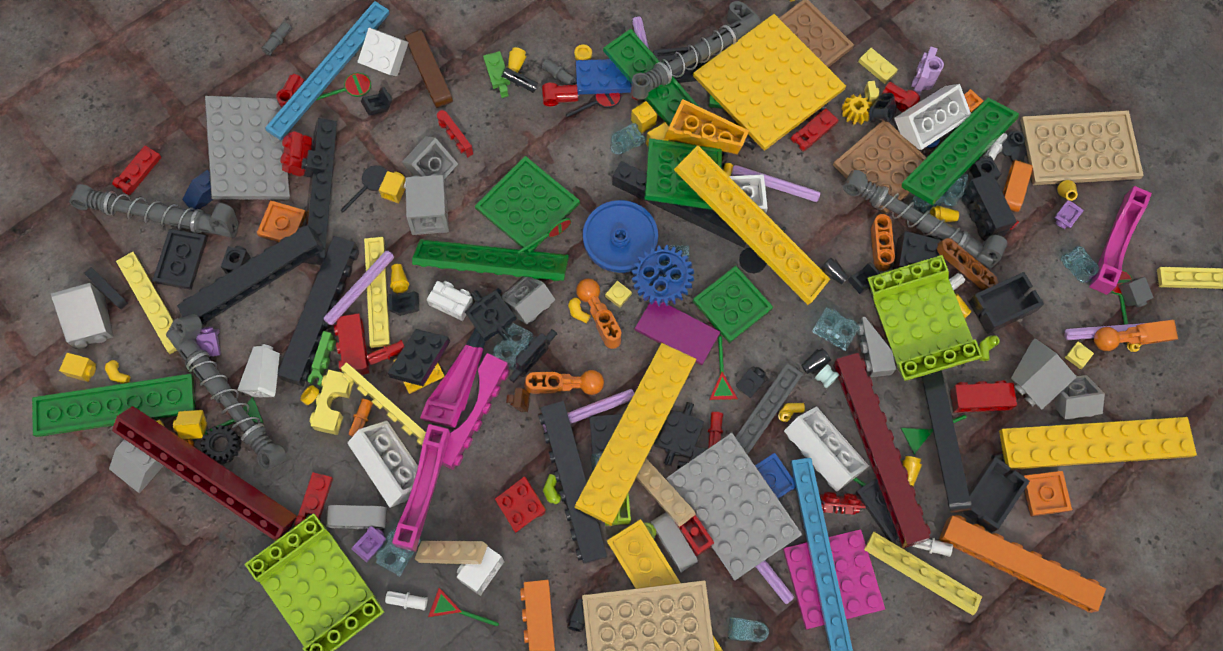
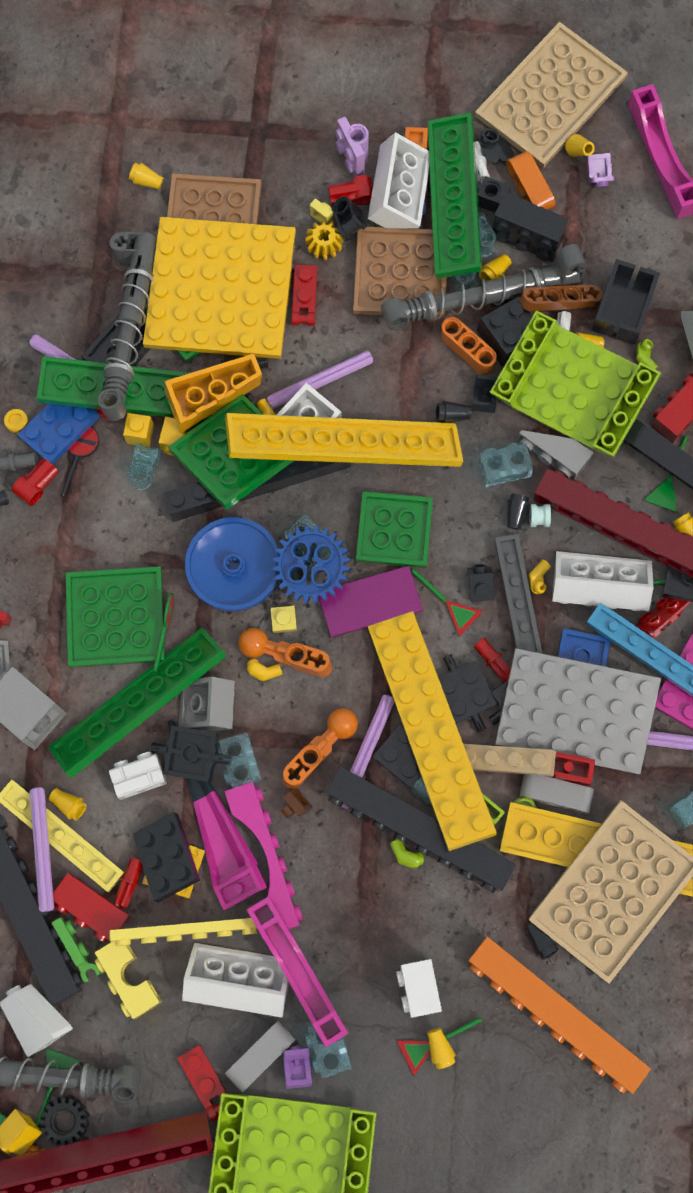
camera: 40 degrees left, 5 degrees up
(309, 394) = (99, 992): yellow tile -> none
(361, 416) = (168, 965): orange axle -> none
(403, 303) = (97, 821): black bracket -> none
(406, 600) = (380, 1082): white axle -> none
(451, 552) = (381, 1000): tan plate -> none
(456, 618) = (440, 1049): none -> yellow cone
(520, 504) = (393, 895): red hinge -> none
(527, 359) = (266, 760): black plate -> none
(751, 261) = (370, 474): black piece -> none
(878, 65) = (300, 179): light yellow plate -> none
(1080, 263) = (650, 205): clear light blue piece -> none

